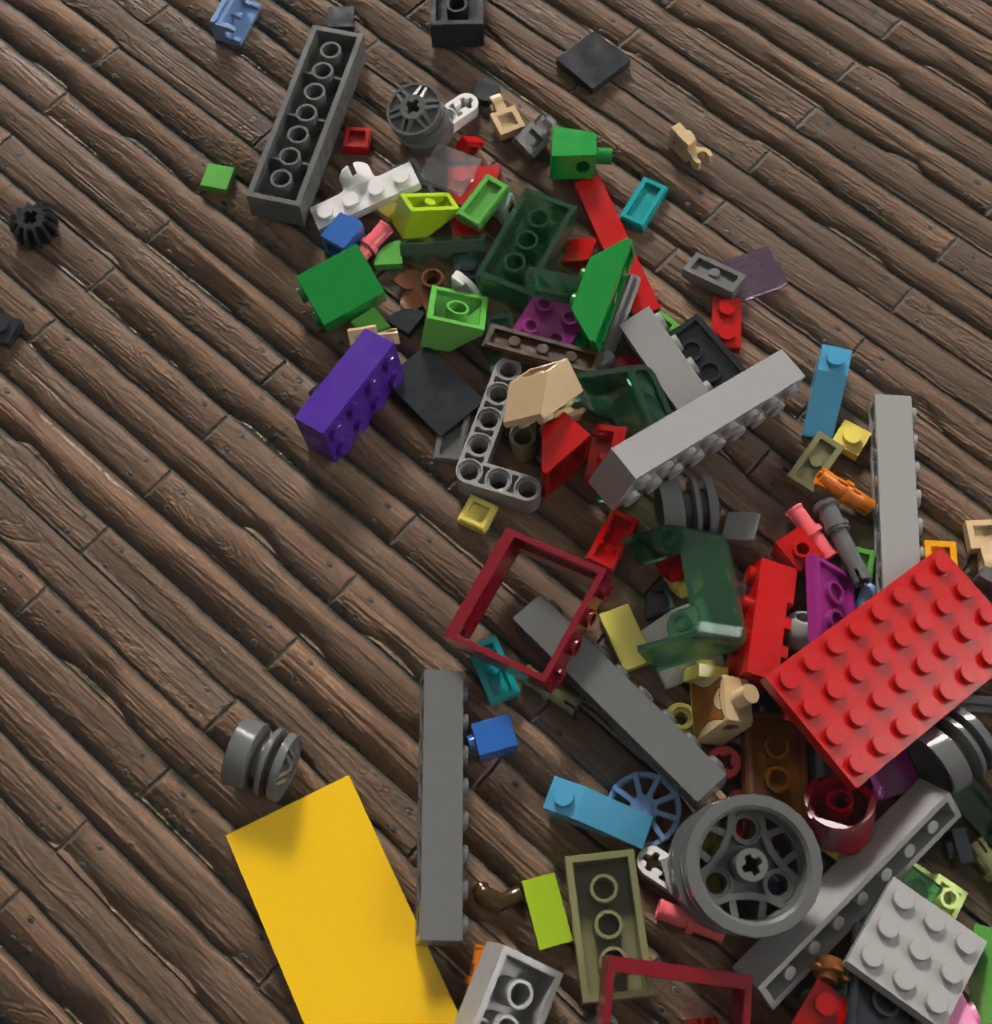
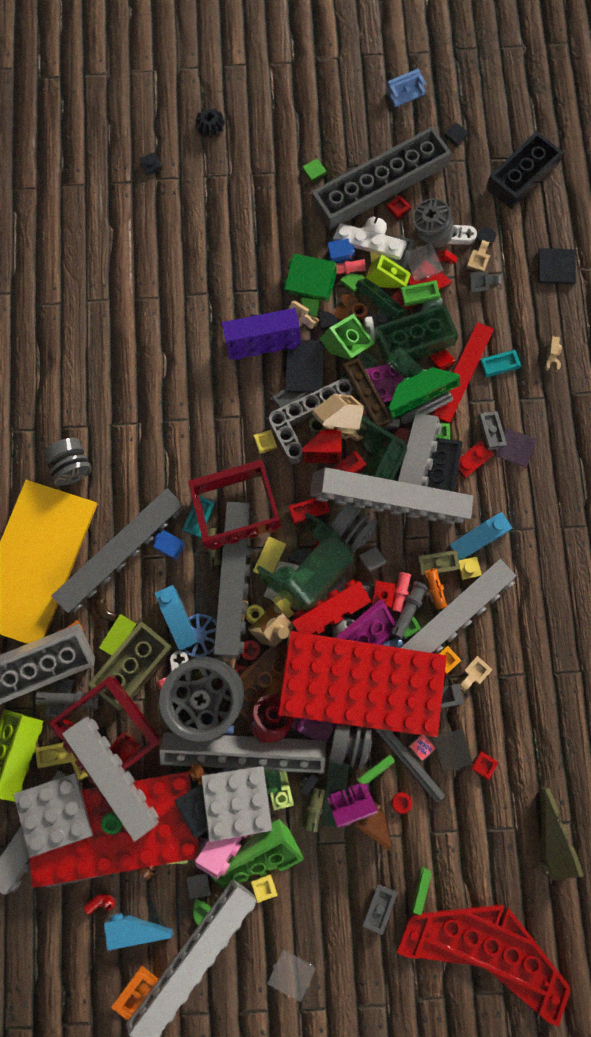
camera: 45 degrees right, 10 degrees up
(575, 154) = (491, 307): green torso -> none

